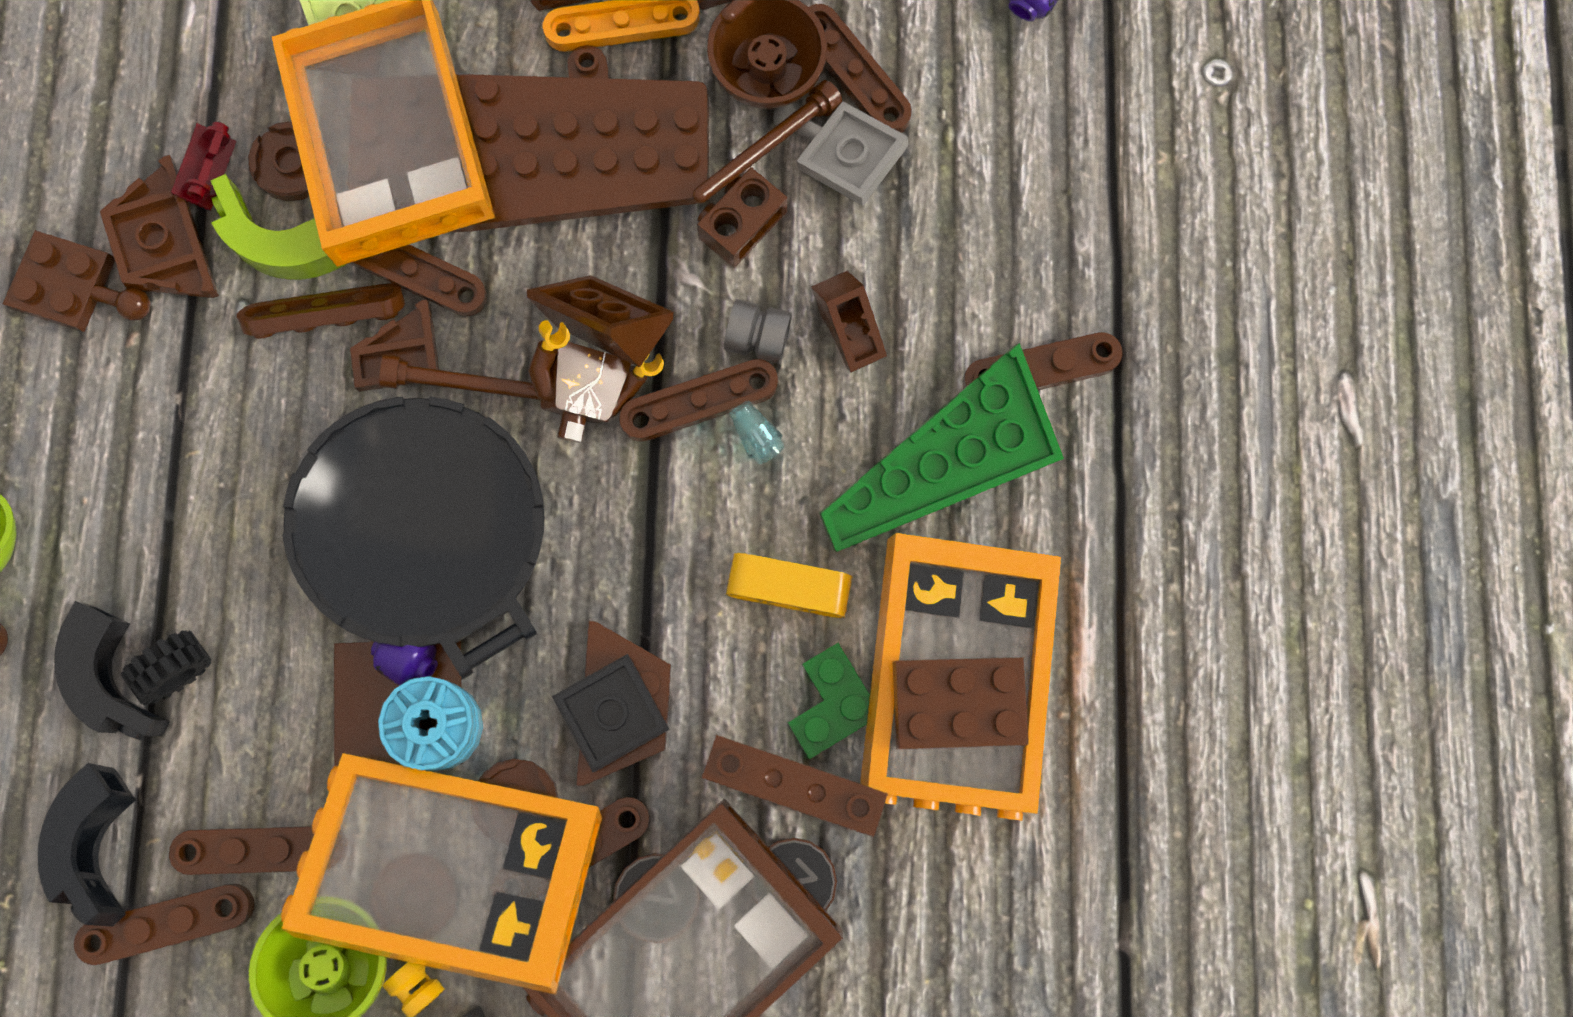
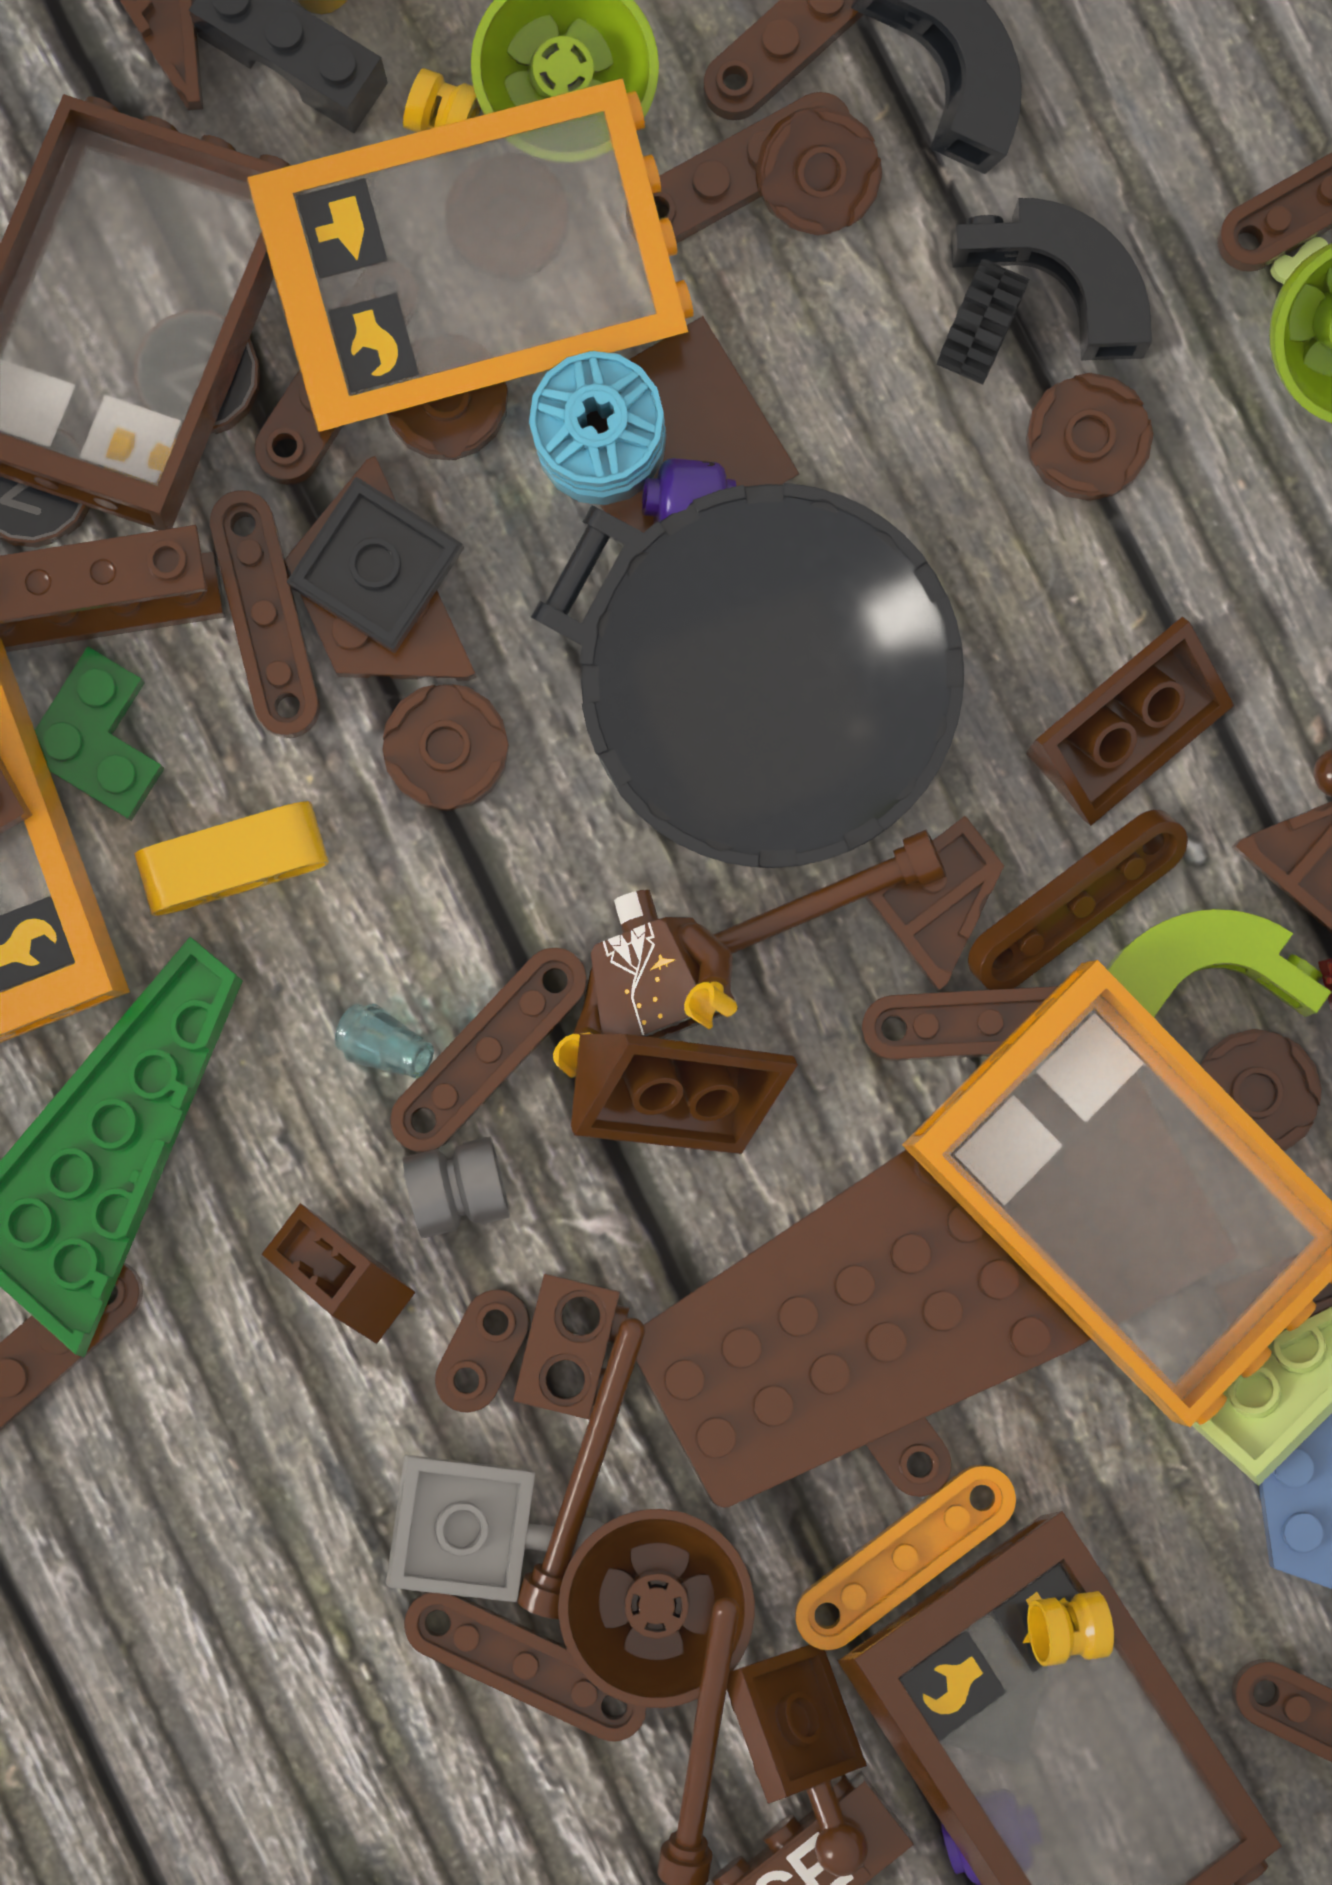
camera: 160 degrees right, 5 degrees up
(152, 573) = (1089, 436): none -> reddish brown tile
(208, 820) = (818, 170): none -> reddish brown tile
(229, 395) = (1132, 723): none -> reddish brown slope
(630, 589) = (445, 746): none -> reddish brown tile
(693, 723) = (264, 614): none -> reddish brown plate
(793, 243) = (482, 1351): none -> reddish brown plate

